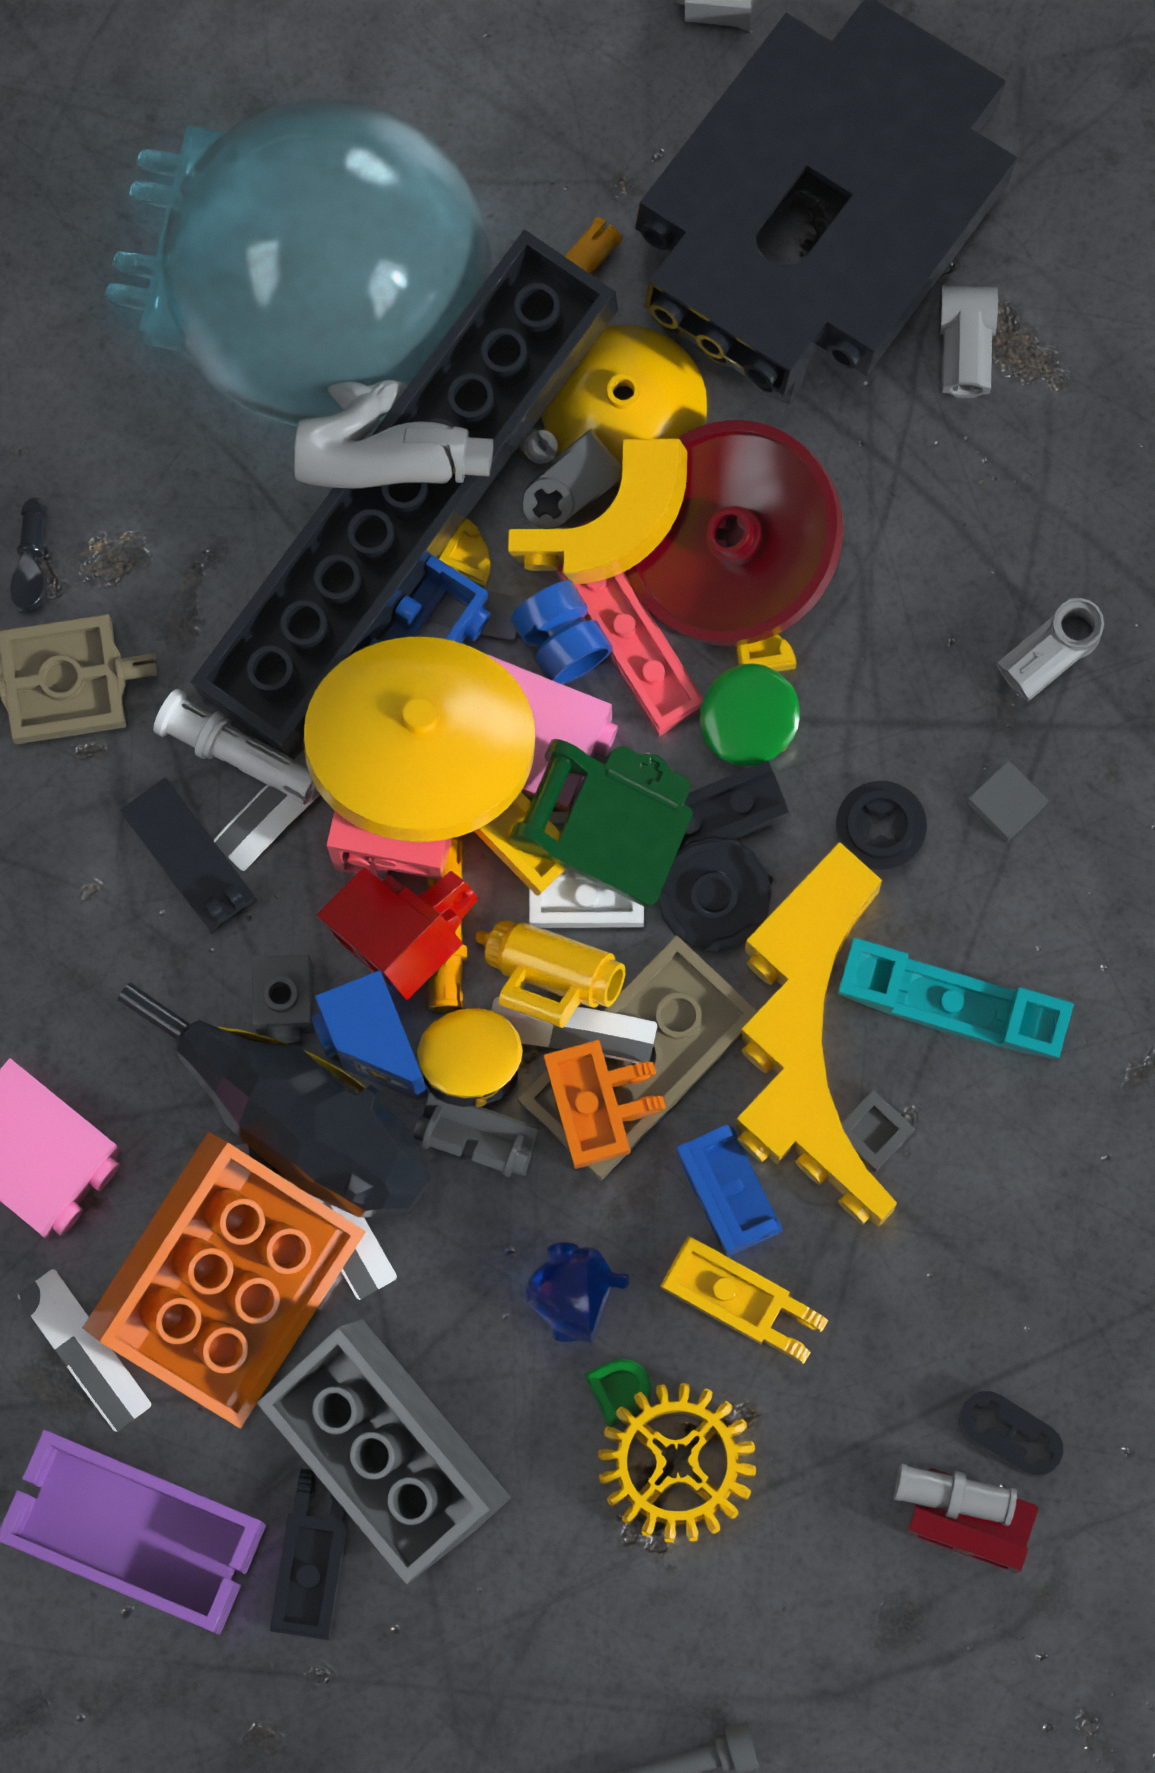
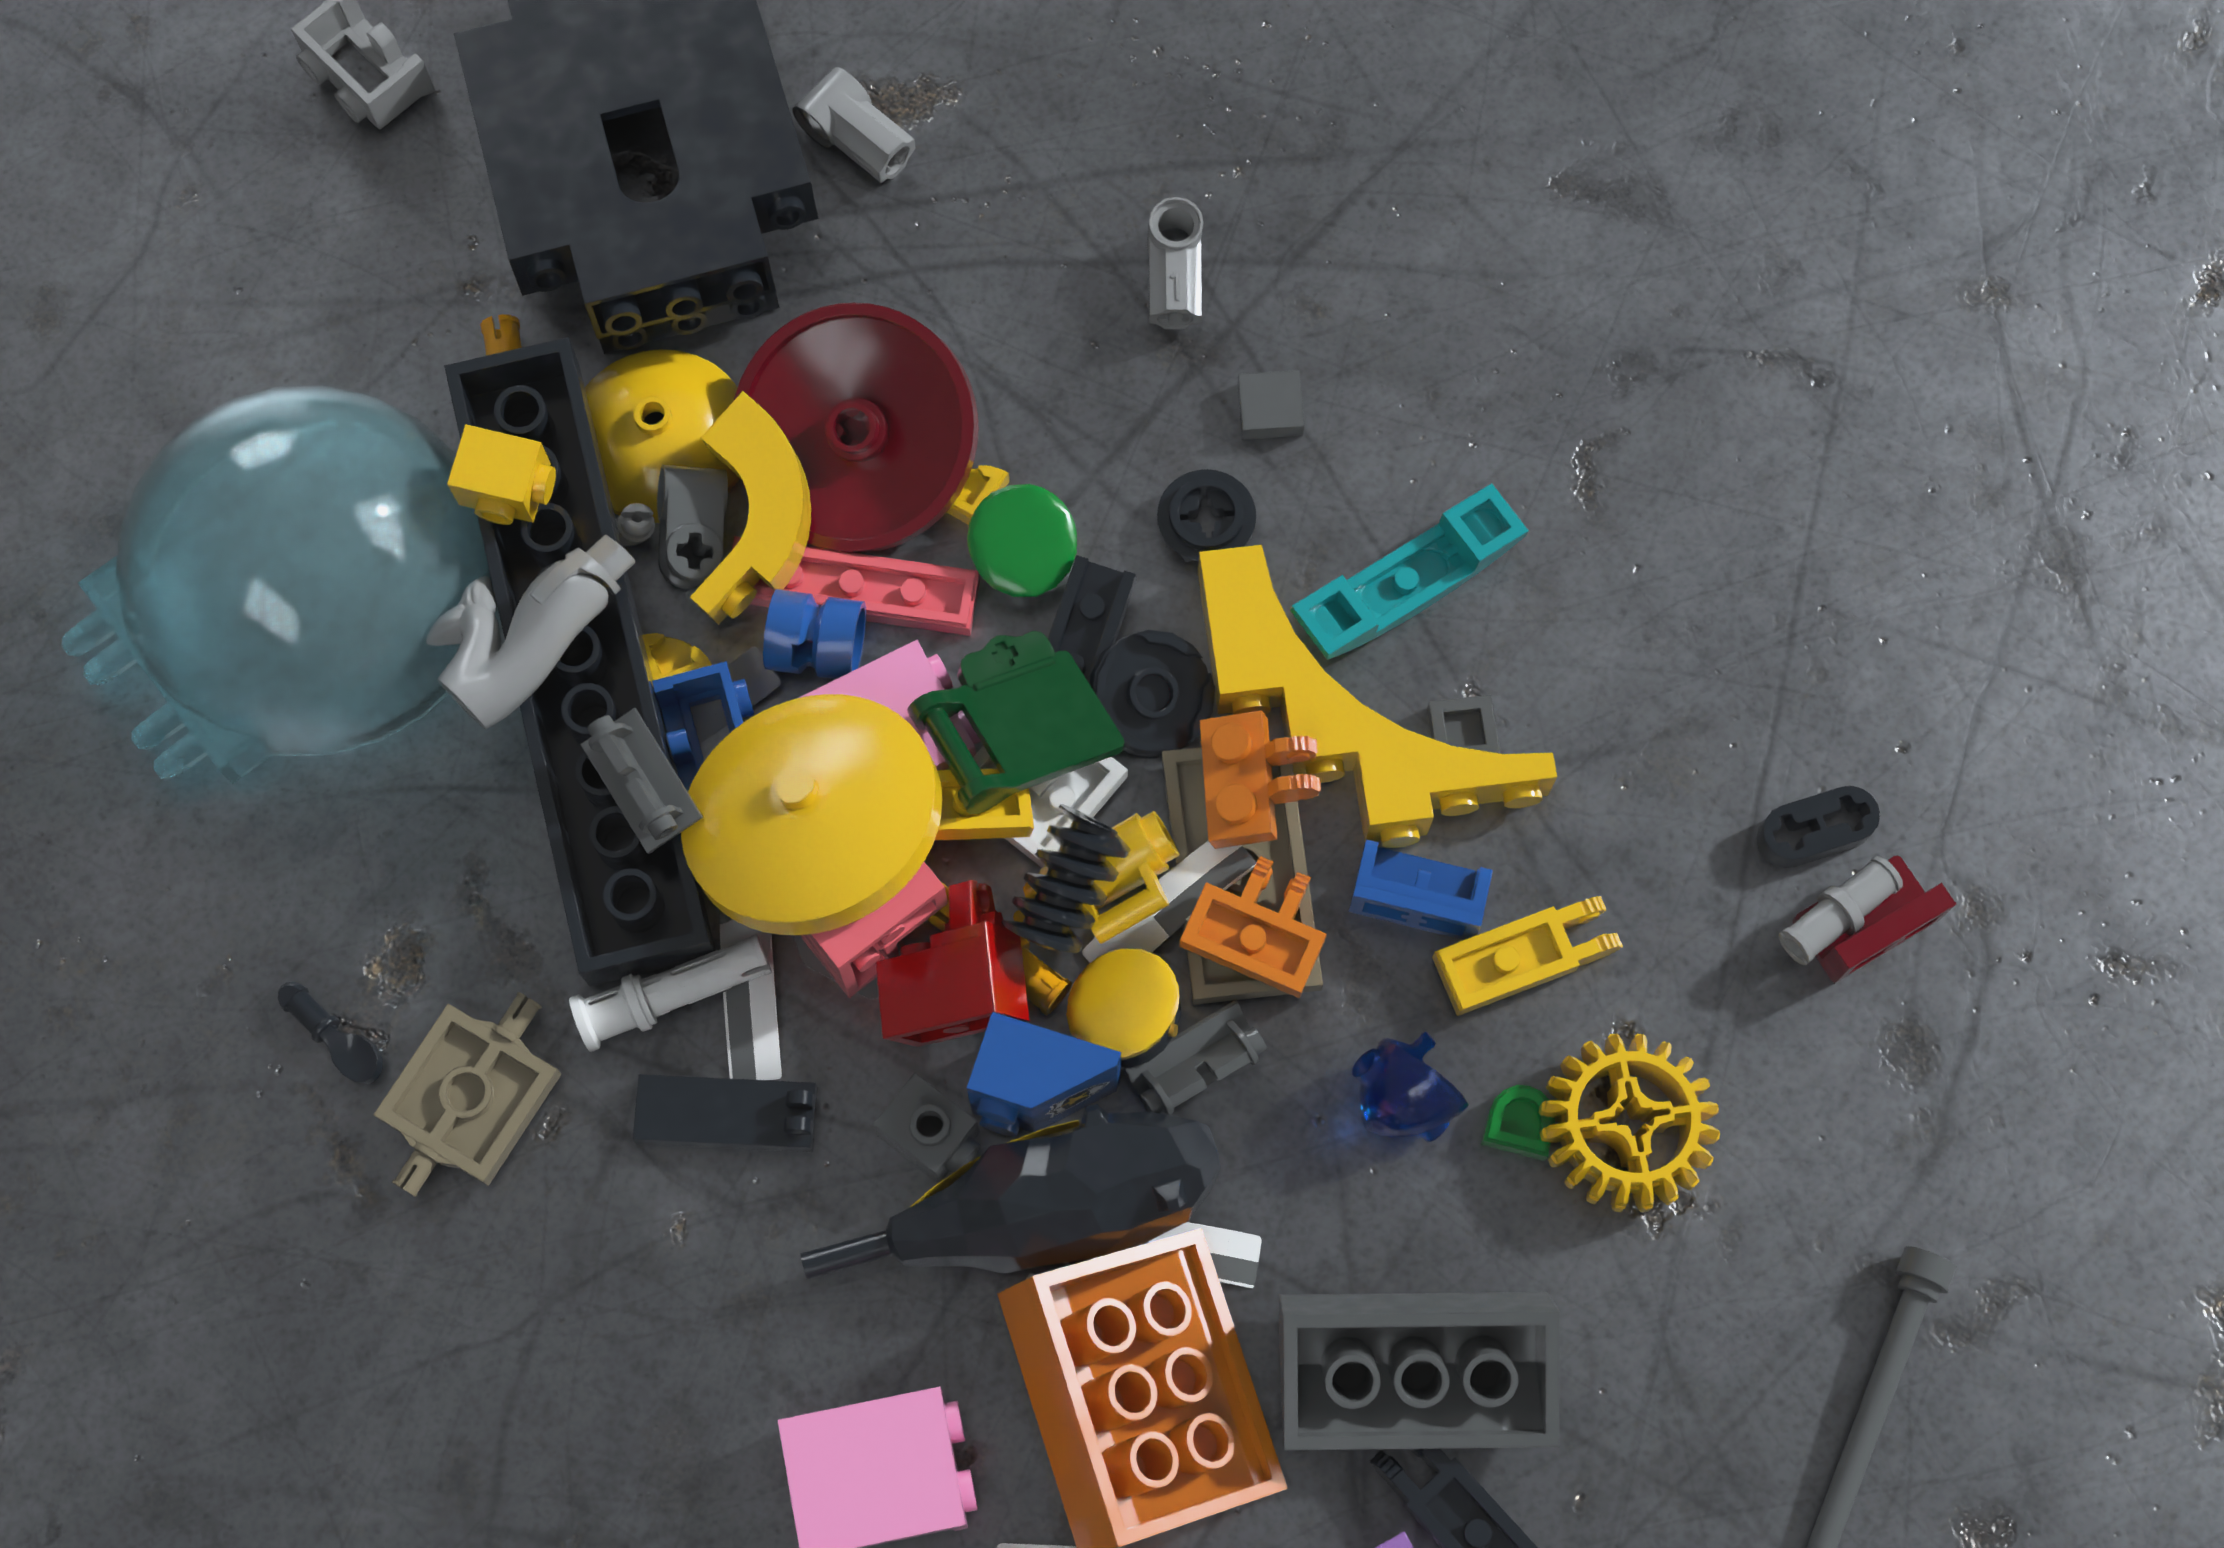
camera: 55 degrees left, 5 degrees down
(348, 608) = (640, 779): none -> dark grey hinge
(473, 337) = (501, 475): none -> yellow brick
(517, 950) = (1068, 883): none -> black piece
(696, 1004) = (1240, 778): none -> orange hinge

